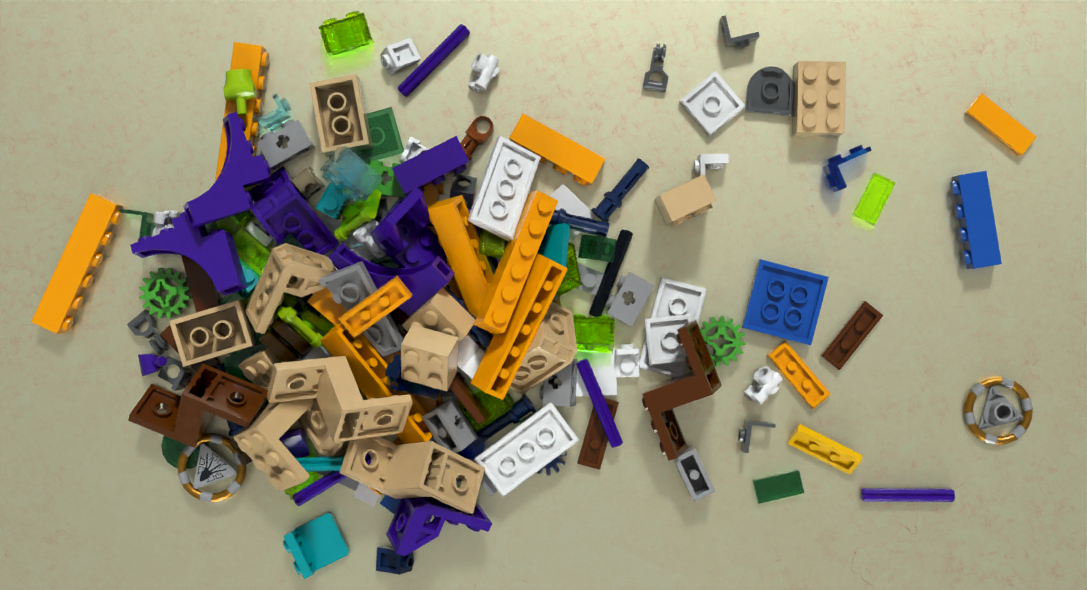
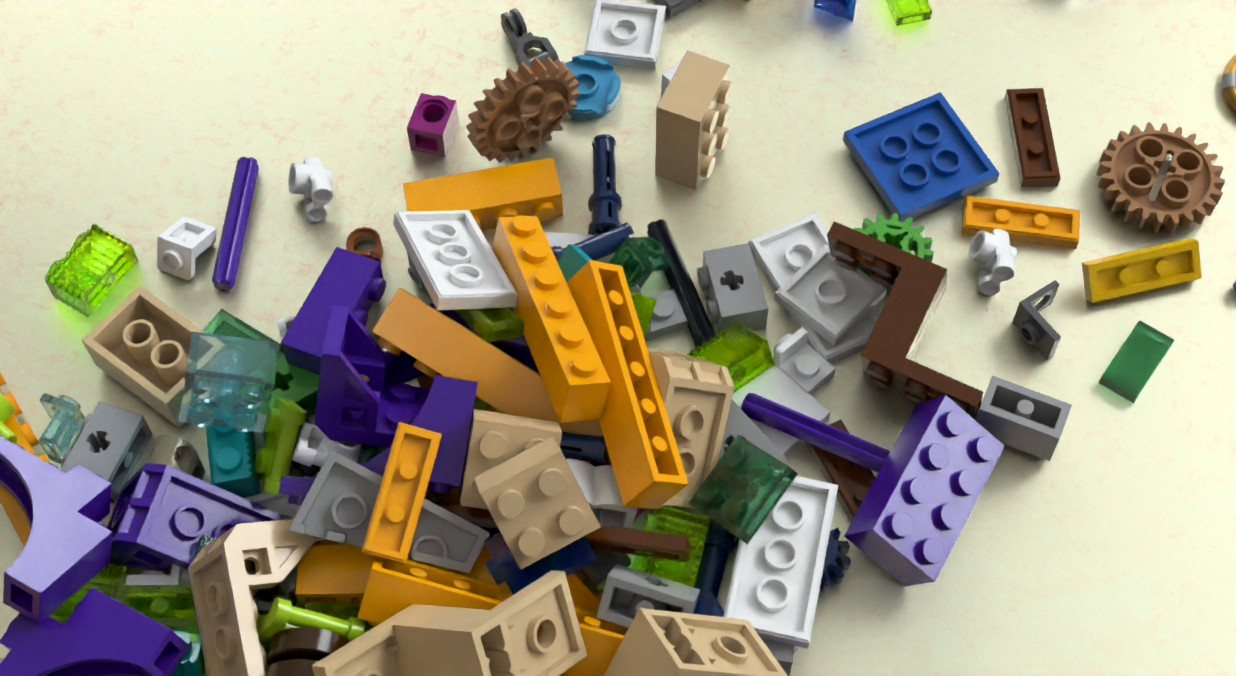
camera: 40 degrees left, 30 degrees down
(535, 409) = (743, 489): none -> clear green plate
(562, 91) = (433, 124): none -> magenta brick
(609, 125) = (523, 109): none -> medium nougat gear
(617, 471) = (925, 491): none -> brick
(663, 120) = (597, 89): none -> dark azure tile
(893, 431) = (1189, 186): none -> medium nougat gear

